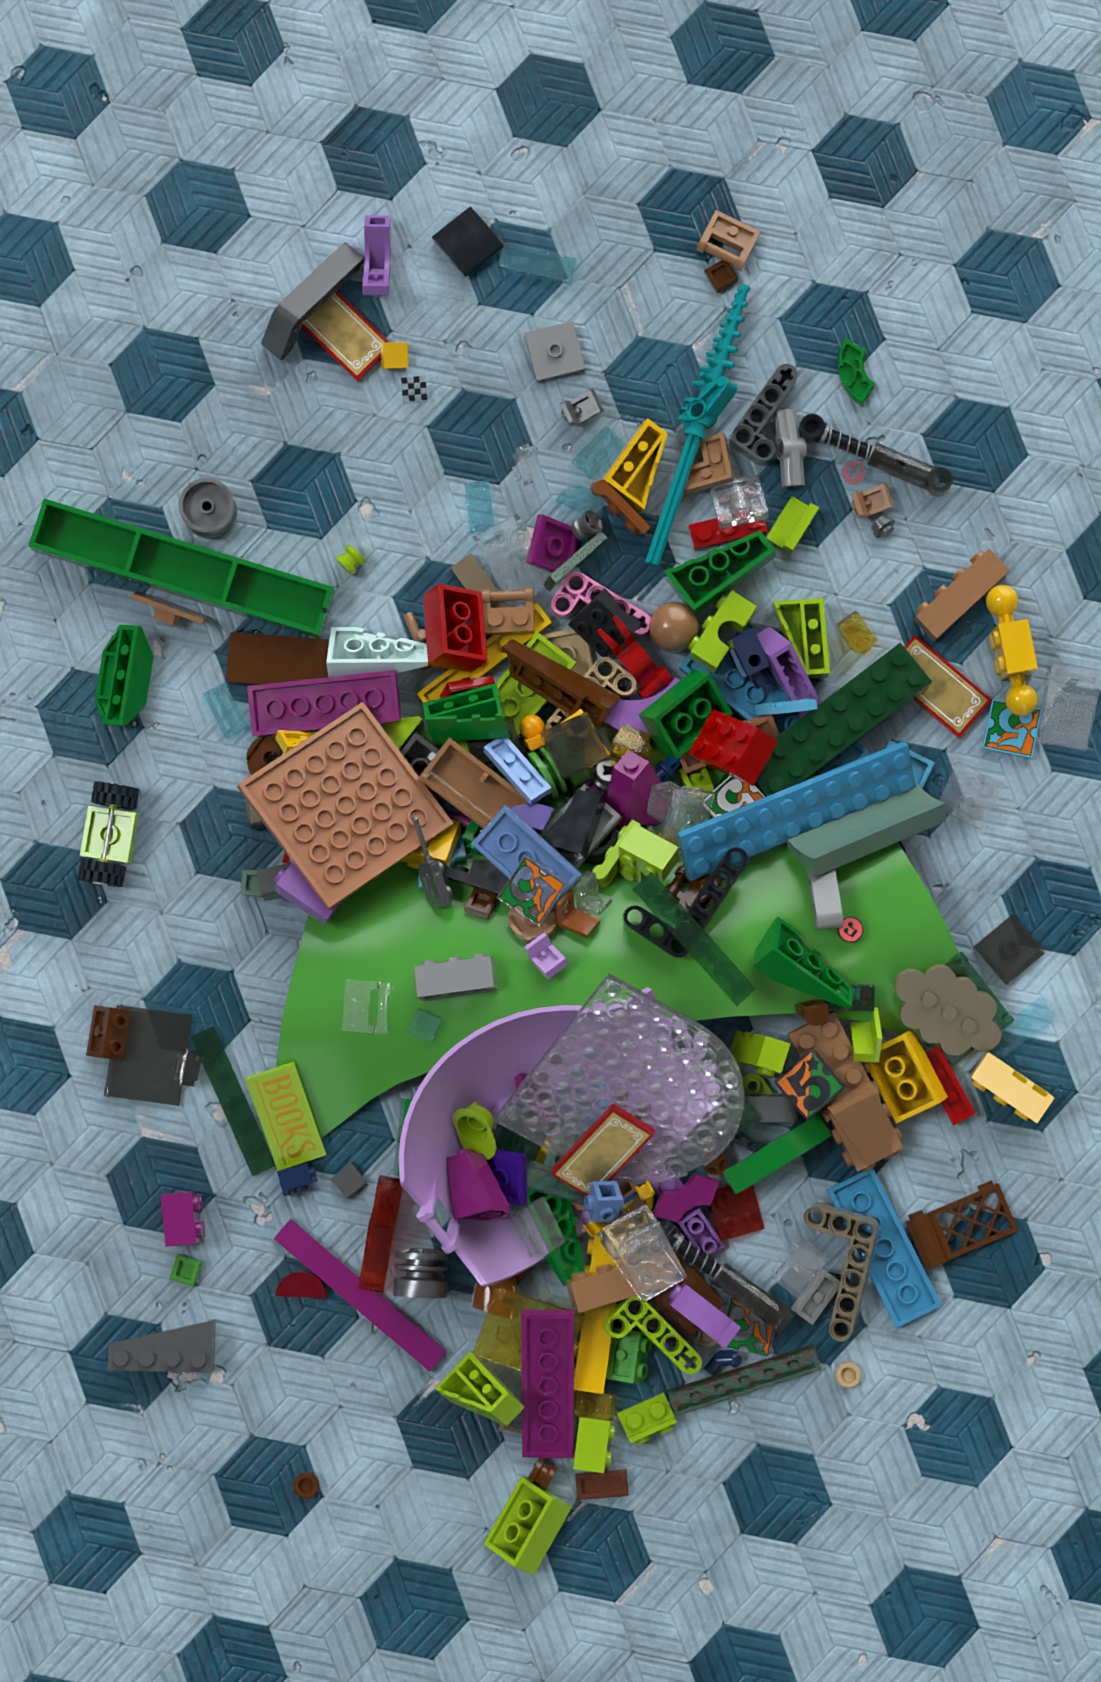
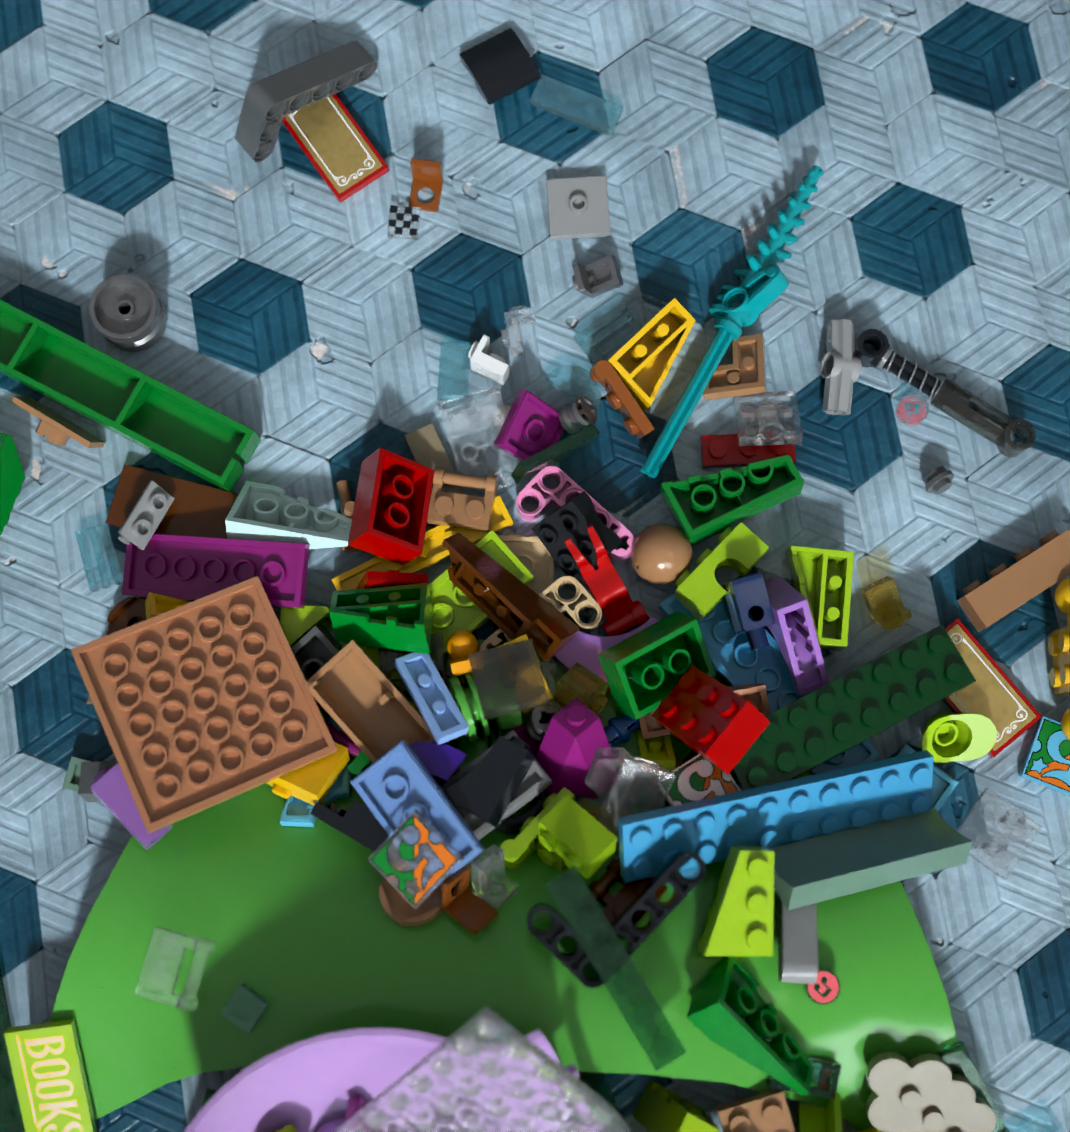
camera: 15 degrees right, 5 degrees down
(261, 668) = (146, 516): none -> light grey hinge
(350, 559) = (286, 404): lime wheel -> none
(377, 255) = (391, 61): medium lavender arch -> none
(394, 355) = (388, 177): yellow tile -> none
(424, 347) = (426, 175): none -> dark orange bracket
(431, 875) = (295, 810): flat silver piece -> none
(455, 977) = (295, 953): light grey brick -> none
(481, 903) = (351, 859): reddish brown tile -> none
(509, 498) = (488, 365): none -> white bracket
(545, 956) = (416, 949): lavender bracket -> none
(721, 275) = (790, 155): reddish brown tile -> none
(731, 233) = (812, 109): medium nougat plate -> none
(767, 410) = (818, 316): dark grey beam -> none
(781, 880) = (743, 906): none -> lime wedge
(785, 706) = (786, 679): medium azure tile -> none
(792, 524) = (827, 458): lime panel -> none
(813, 1011) = (755, 1088): reddish brown brick -> none
(852, 372) = (929, 294): green tile -> none
(872, 501) = (930, 447): medium nougat bracket -> none
(927, 727) = (958, 736): none -> lime piece
(1009, 949) = (1017, 1042): clear smoke plate -> none

